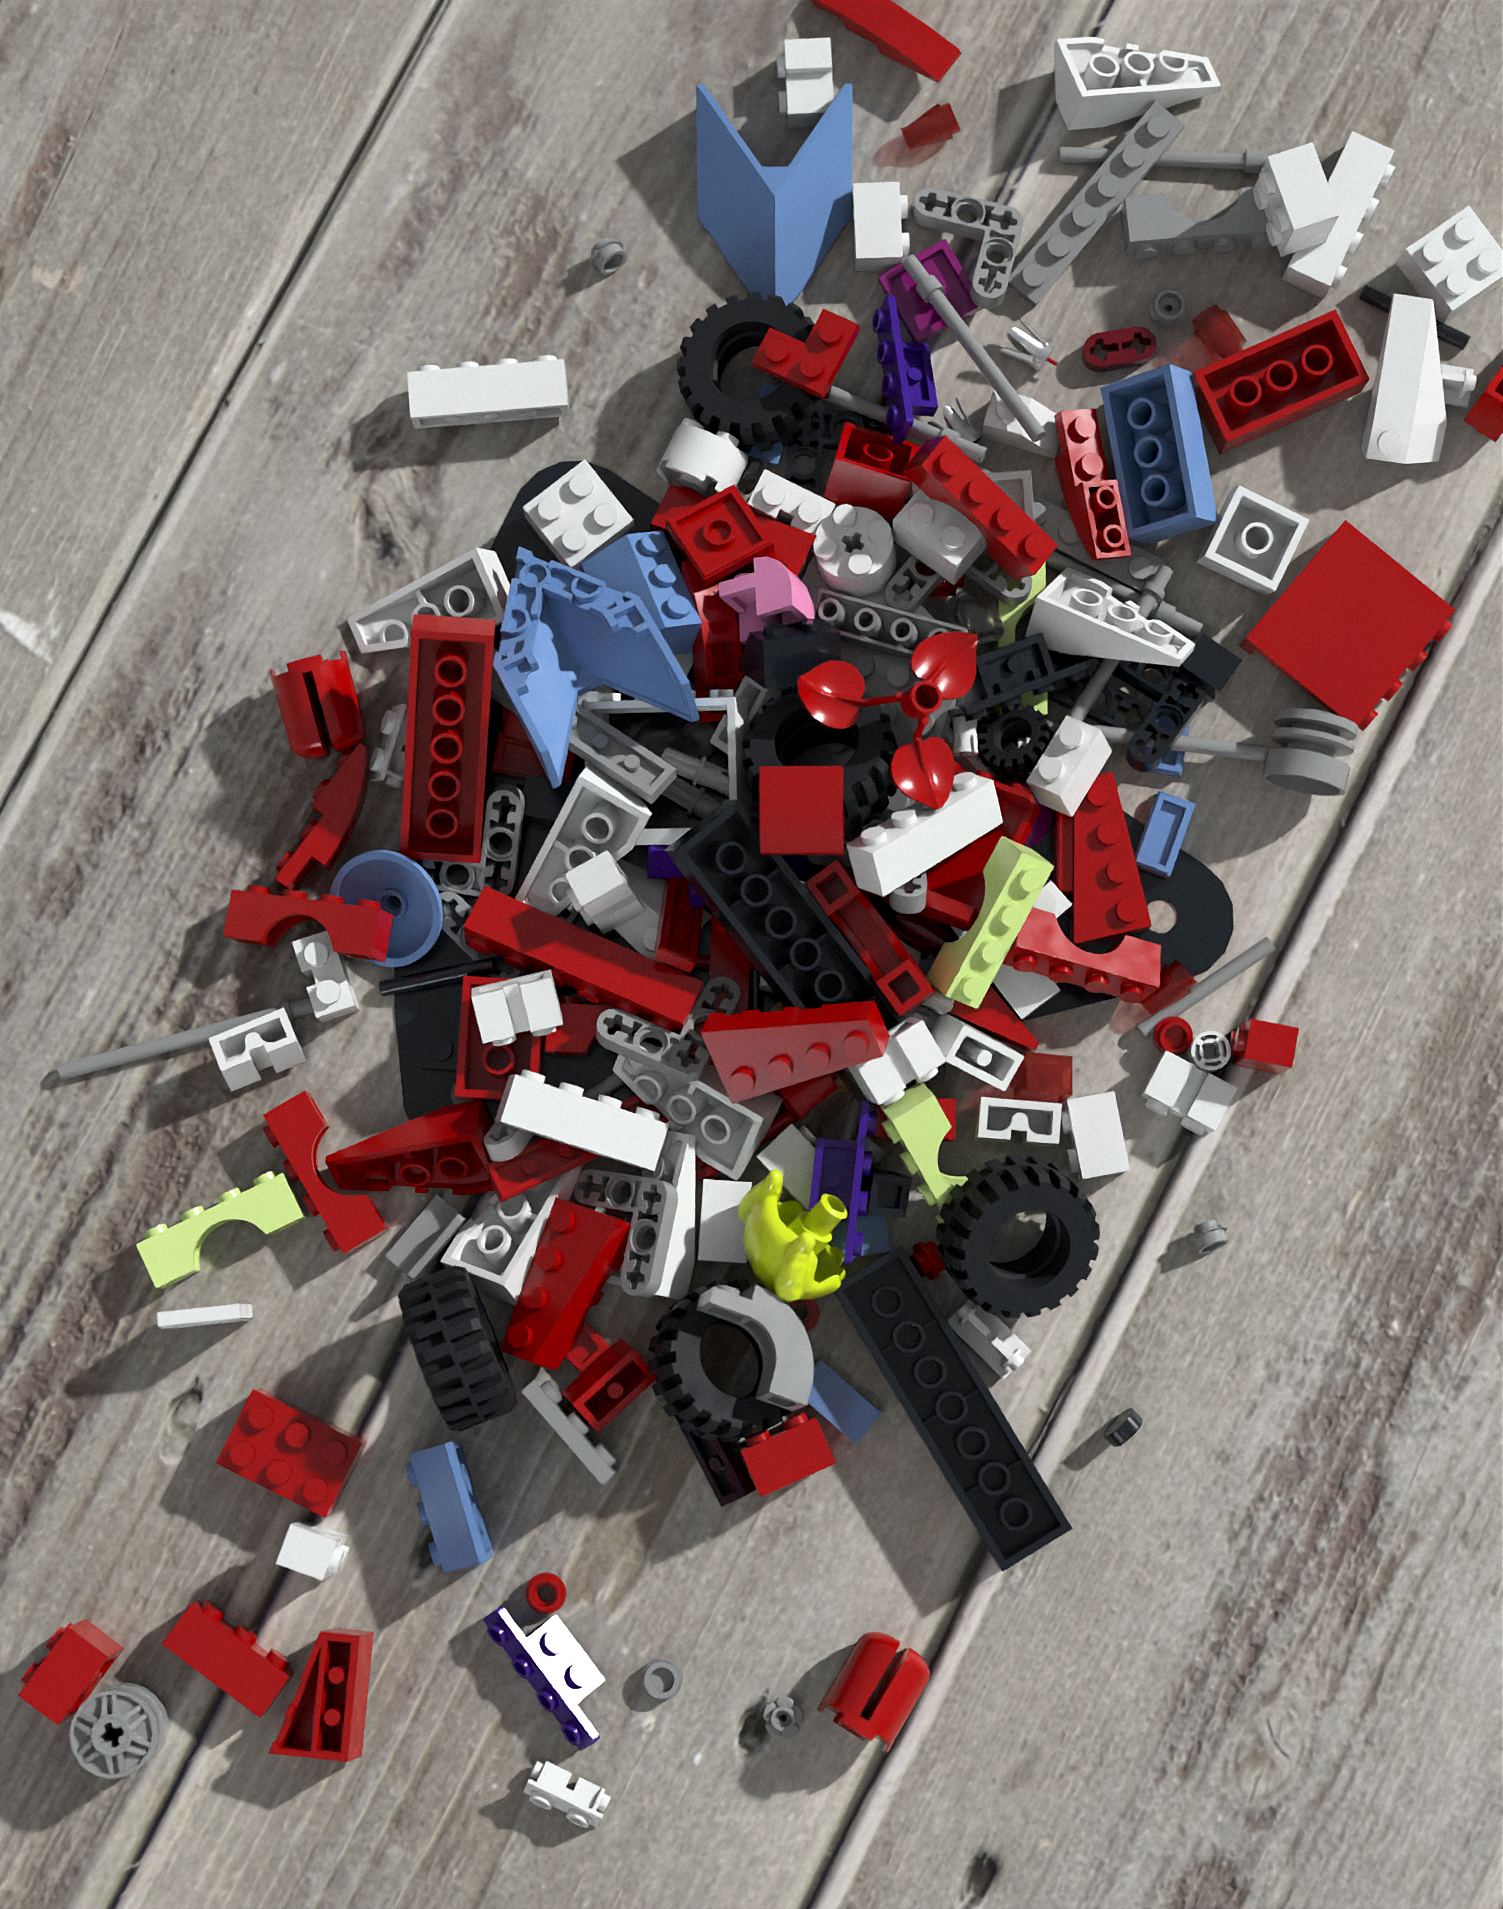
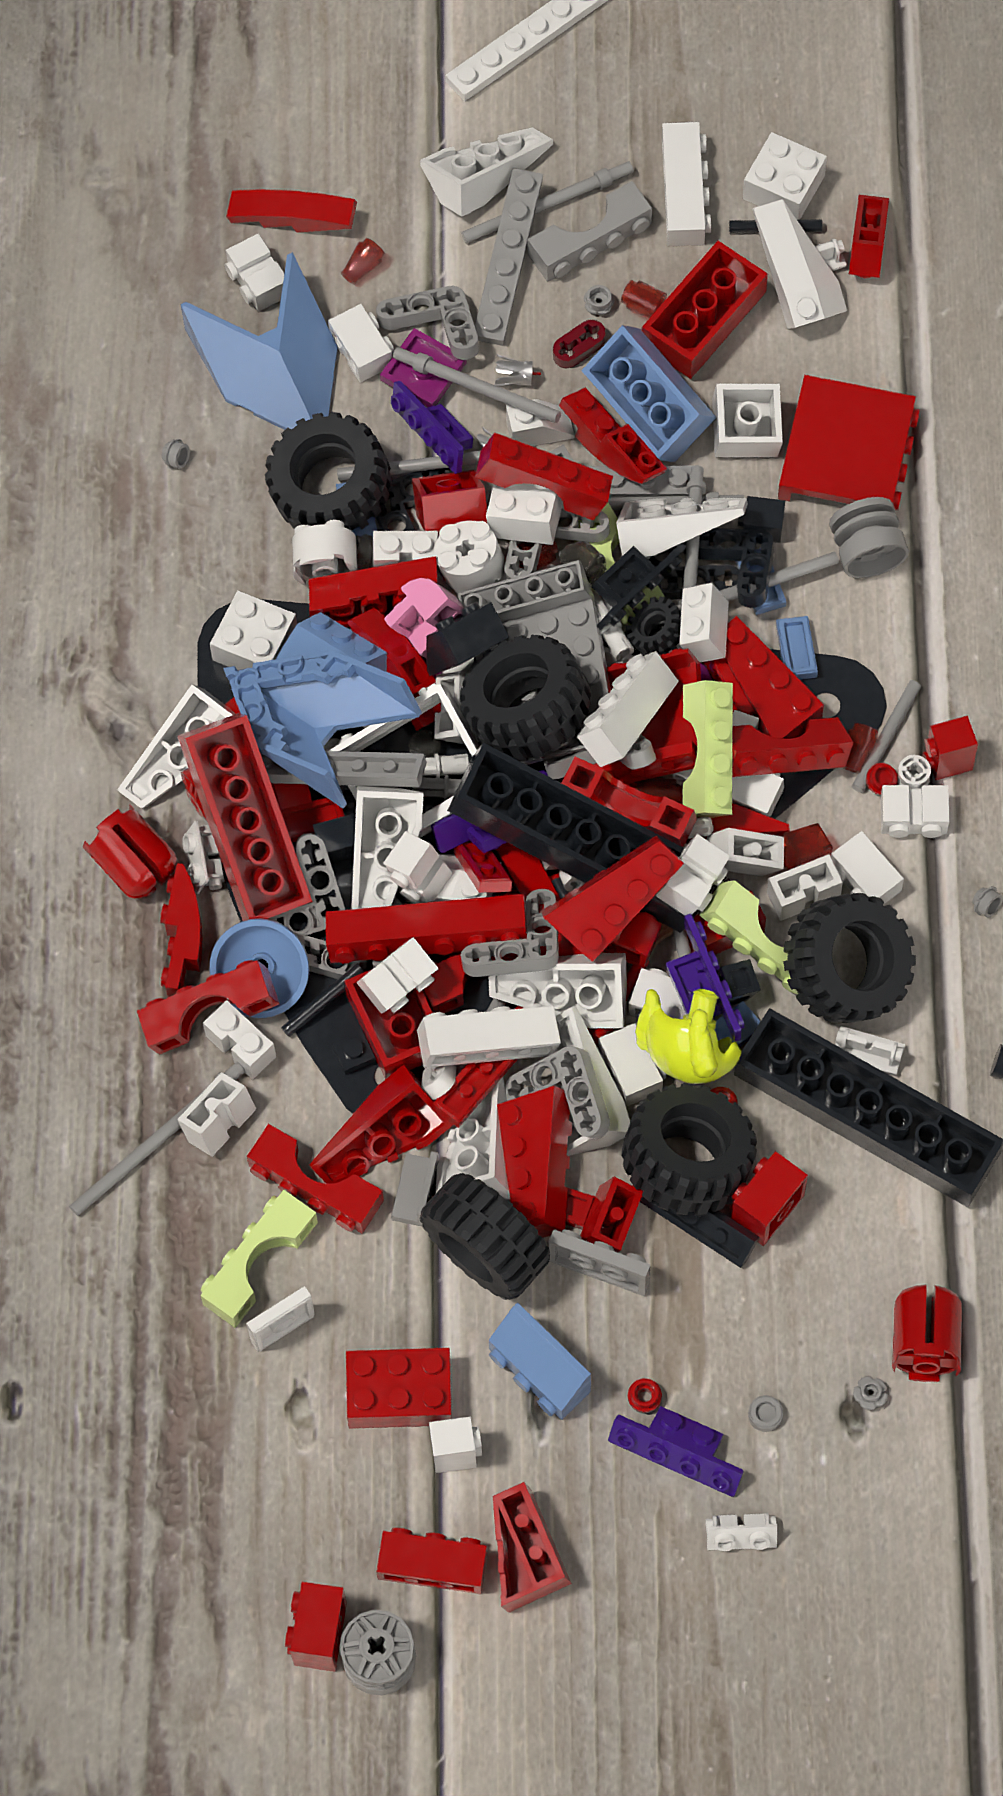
camera: 25 degrees left, 15 degrees down
(488, 392) = (140, 583): white brick -> none
(719, 535) = (365, 589): red tile -> none
(780, 1336) = (713, 1102): light grey arch -> none
(801, 810) = (533, 725): red slope -> none
(808, 364) = (369, 442): red plate -> none
(841, 1403) = (798, 1150): medium blue tile -> none
(927, 1260) = (796, 1013): red plate -> none
(947, 672) = (580, 594): red plant -> none
(1295, 200) = (650, 180): white brick -> none

